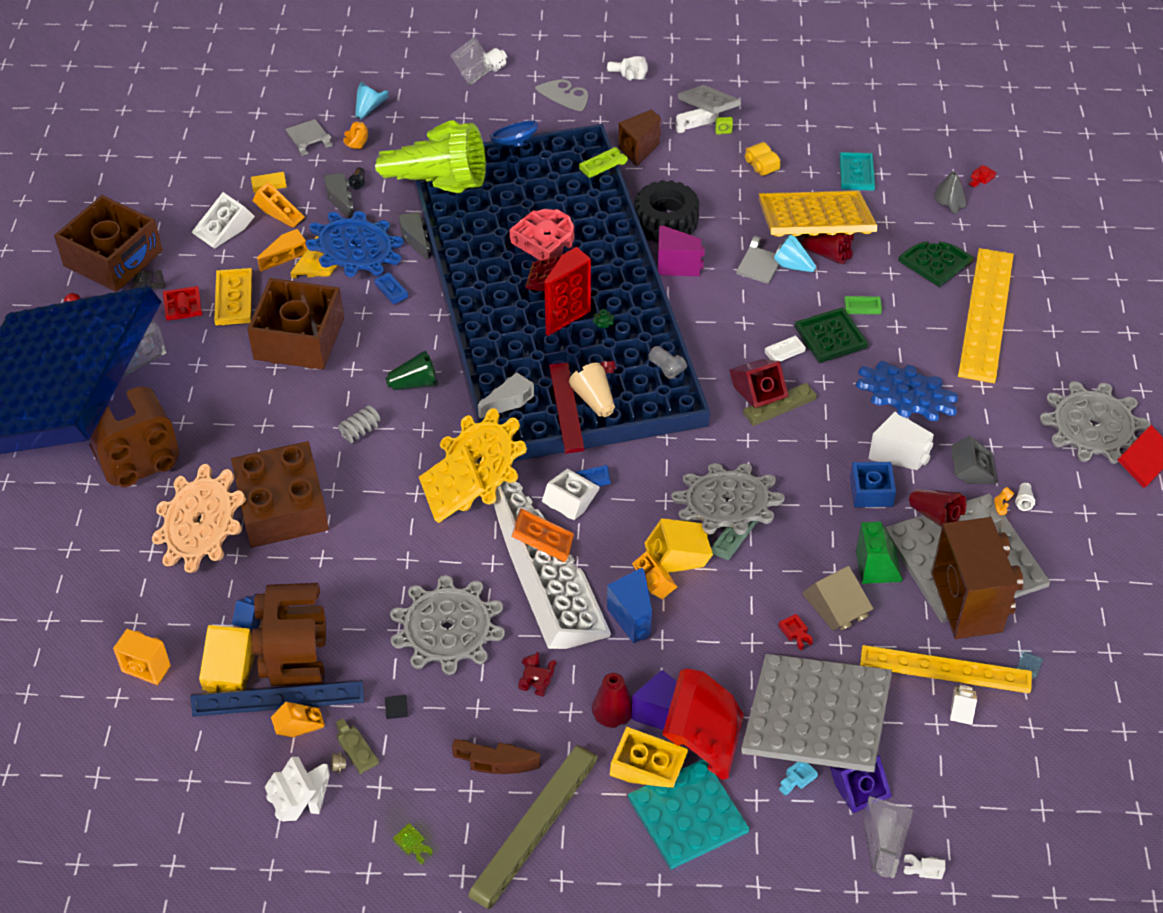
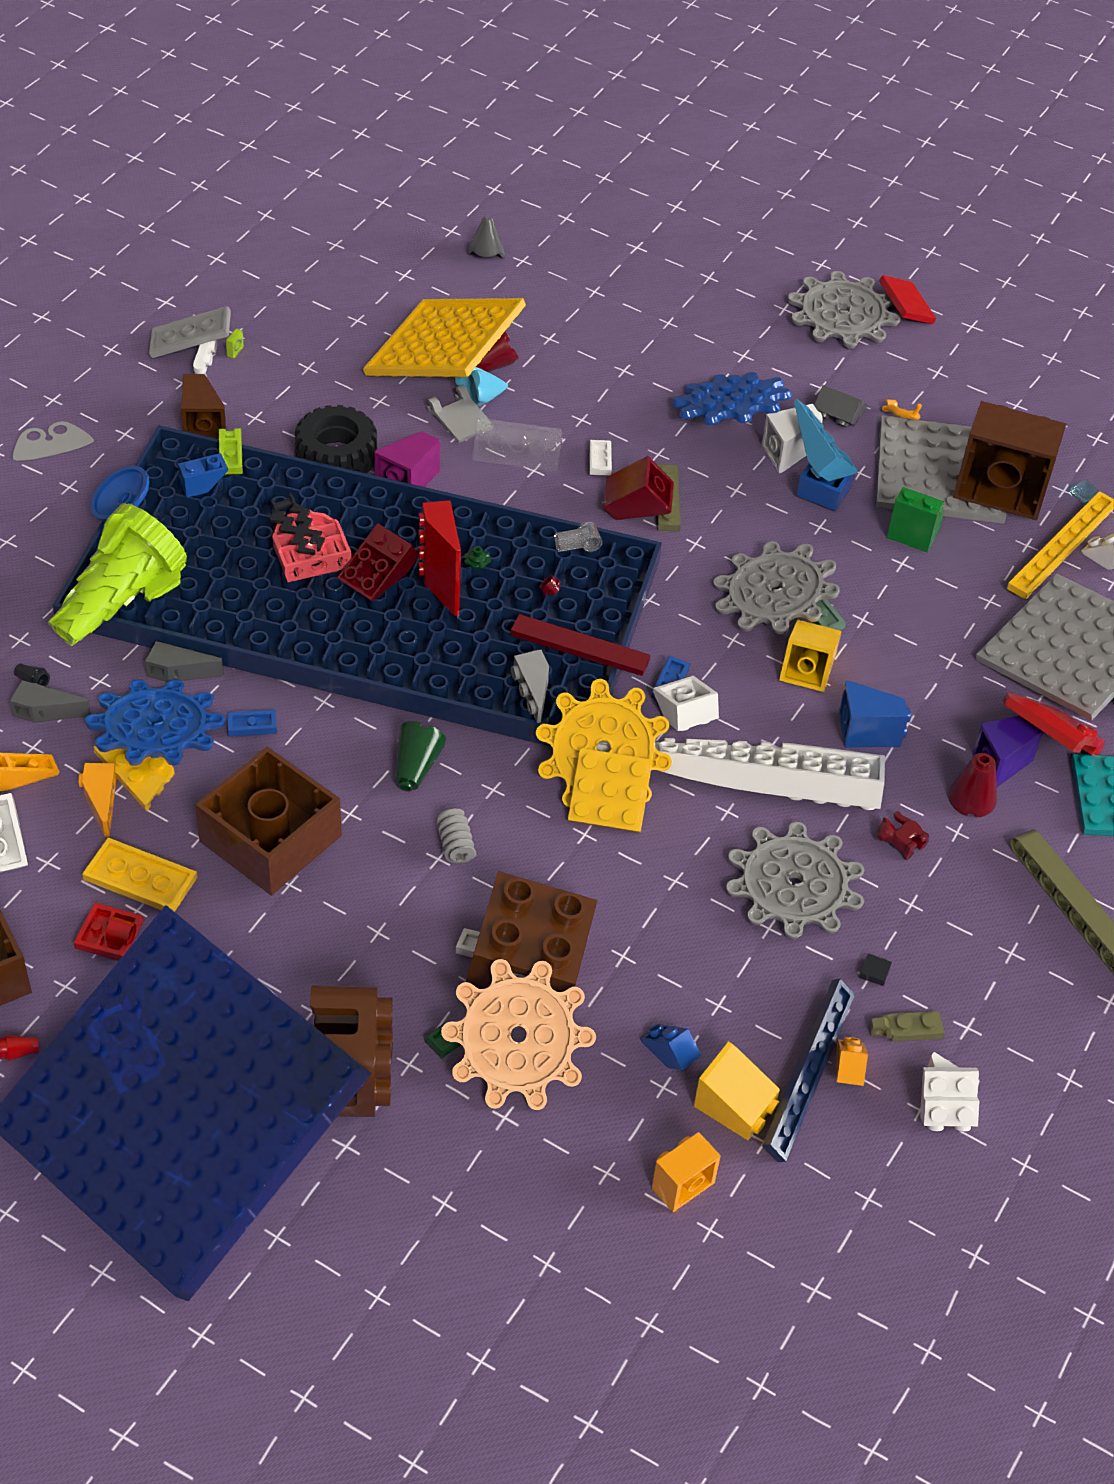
camera: 65 degrees left, 0 degrees up
(145, 278) = (38, 962): clear smoke plate -> none
(289, 634) = (758, 1019): reddish brown piece -> none
(337, 762) = (923, 1048): dark tan plate -> none
(410, 841) = (1056, 1025): clear neon green plate -> none
(502, 760) = (990, 913): reddish brown slope -> none
(543, 535) = (734, 746): orange tile -> none
(547, 205) = (278, 516): none -> black piece
(563, 157) = (201, 474): none -> blue slope
(593, 388) = (582, 608): tan cone -> none
(630, 68) = (71, 366): white piece -> none
(647, 760) = (1061, 793): yellow slope -> none
(657, 578) = (832, 683): light orange slope -> none
(756, 300) = (517, 444): none -> clear slope
(762, 158) = (313, 340): yellow brick -> none
(795, 629) = (961, 621): red plate -> none
(831, 335) = (606, 416): dark green plate -> none
(839, 599) = (945, 572): dark tan slope -> none
(856, 171) = (388, 288): teal tile -> none
(862, 305) = (580, 377): bright green tile -> none
(886, 458) = (821, 452): none -> dark azure wedge
(935, 261) = (564, 300): dark green plate -> none
(938, 505) = (891, 448): dark red cone -> none
(982, 175) = (471, 212): red plate -> none
(986, 316) = (658, 306): yellow plate -> none
(1025, 498) = (904, 396): white cone -> none

